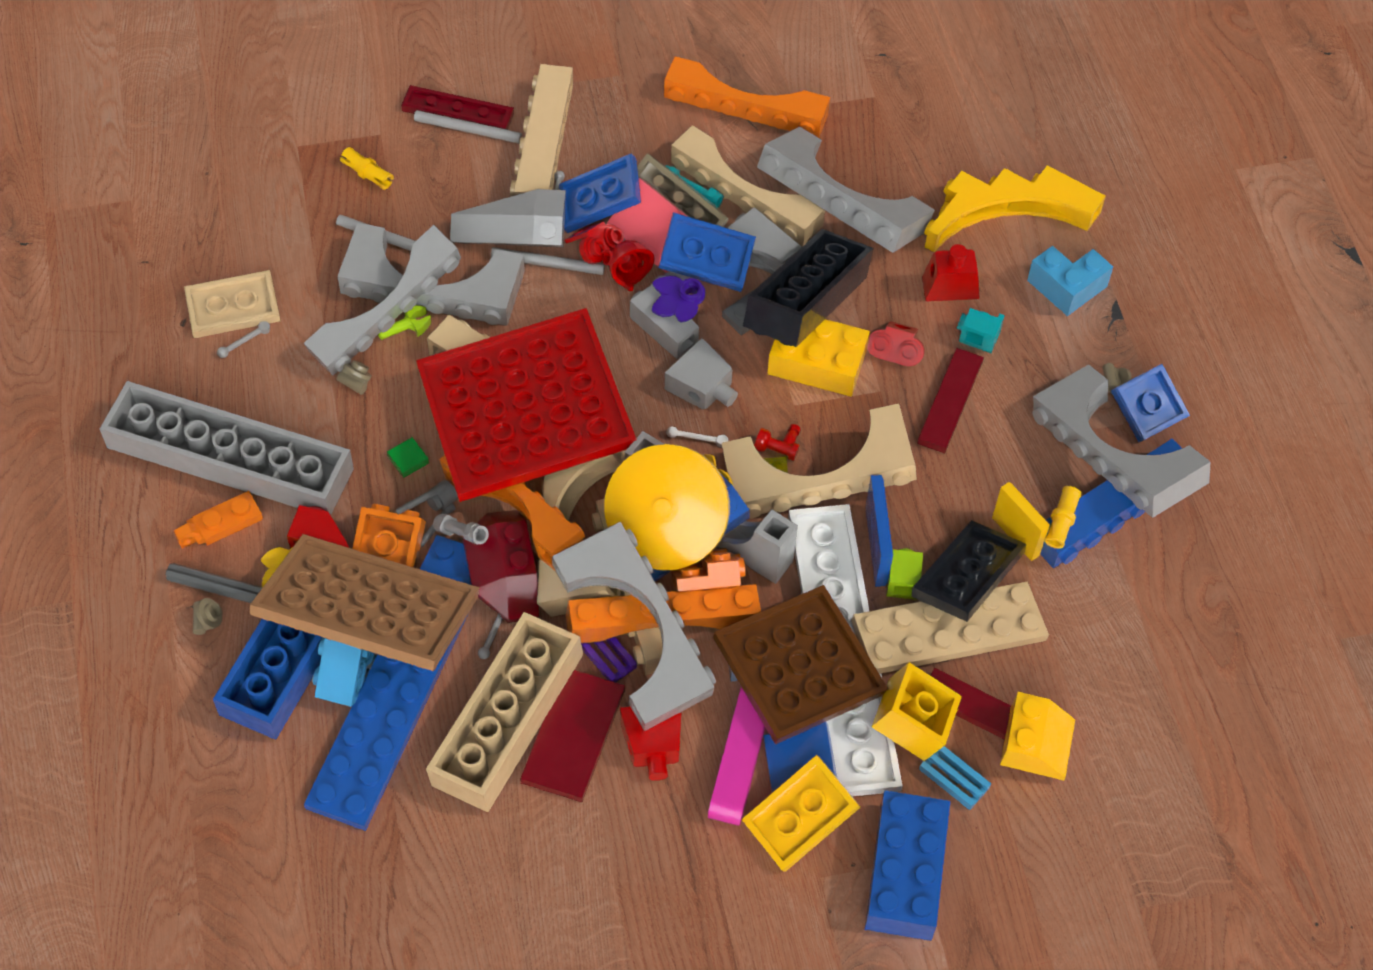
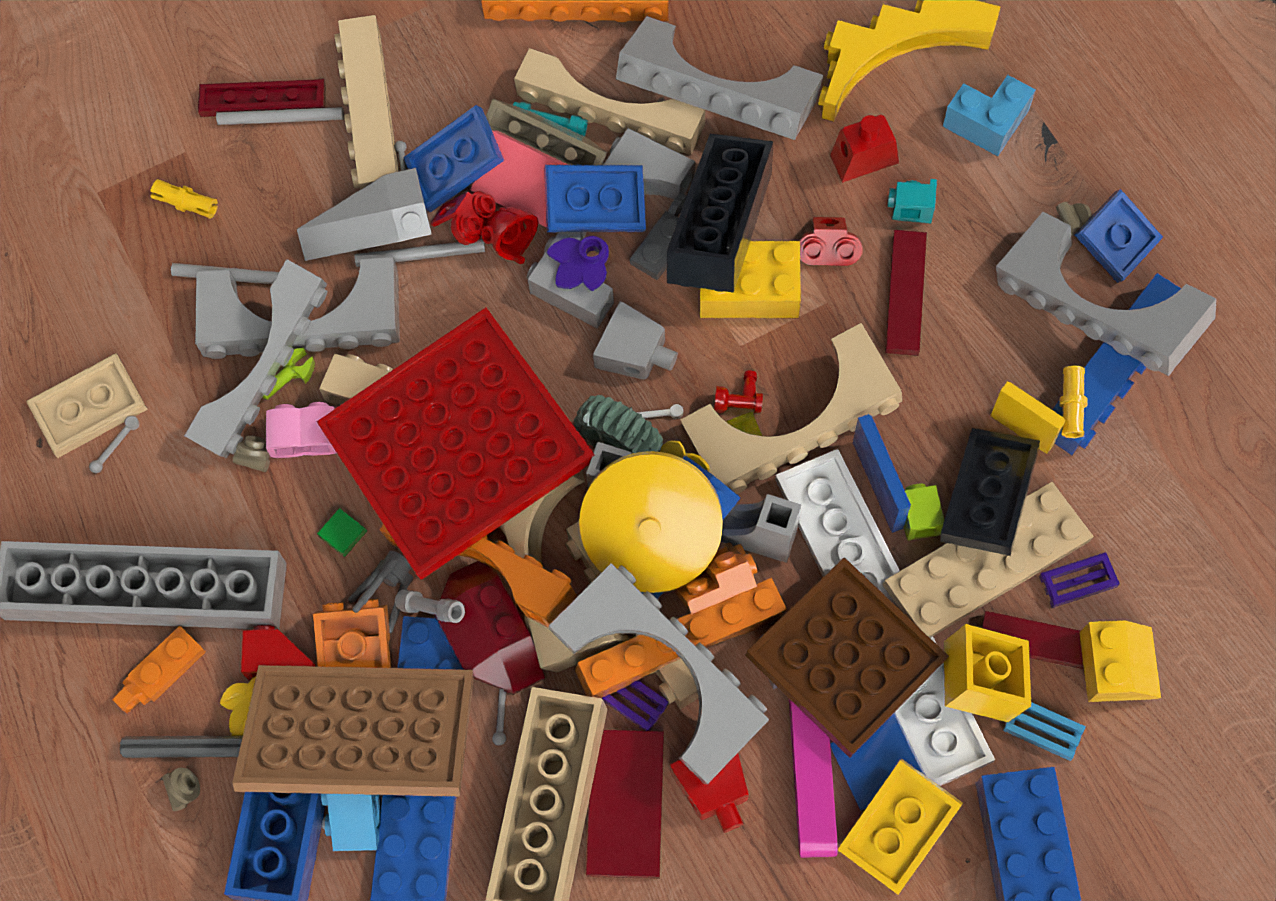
camera: 10 degrees left, 10 degrees up
(397, 369) = (296, 432): none -> bright pink brick
(663, 424) = (616, 425): none -> sand green gear
(1025, 672) = (1052, 589): none -> dark purple tile

